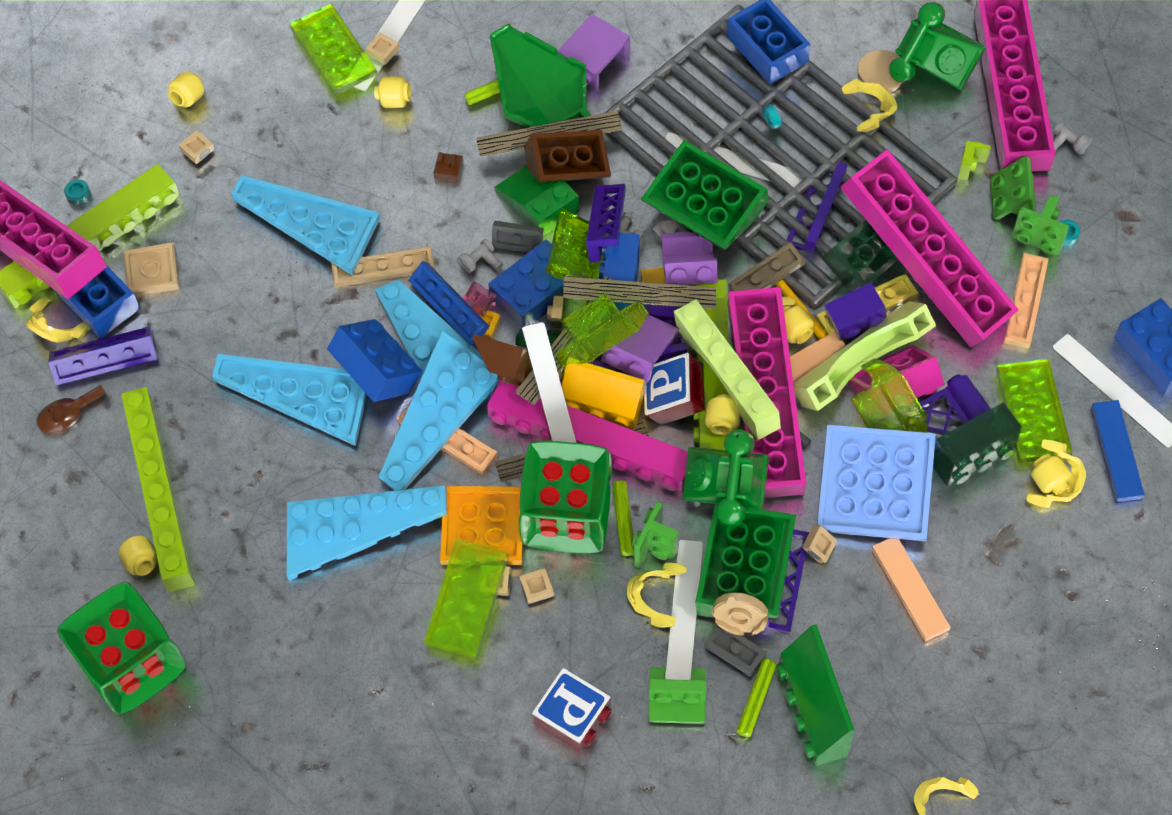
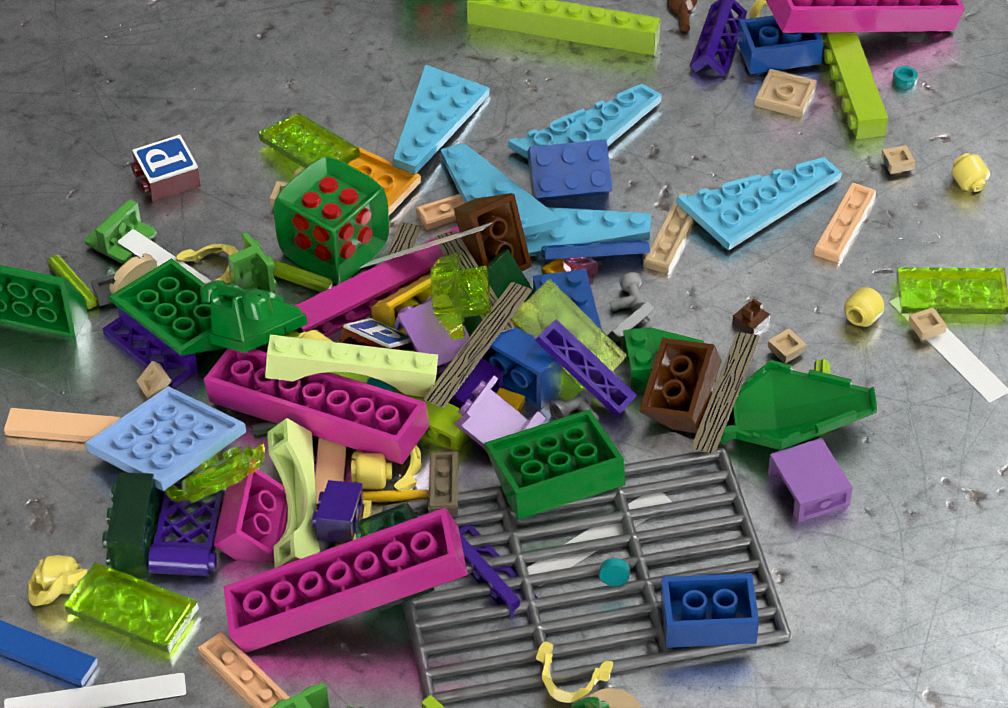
camera: 120 degrees right, 15 degrees down
(293, 155) = (844, 222): none -> light nougat tile
(466, 126) = (787, 345): none -> tan plate

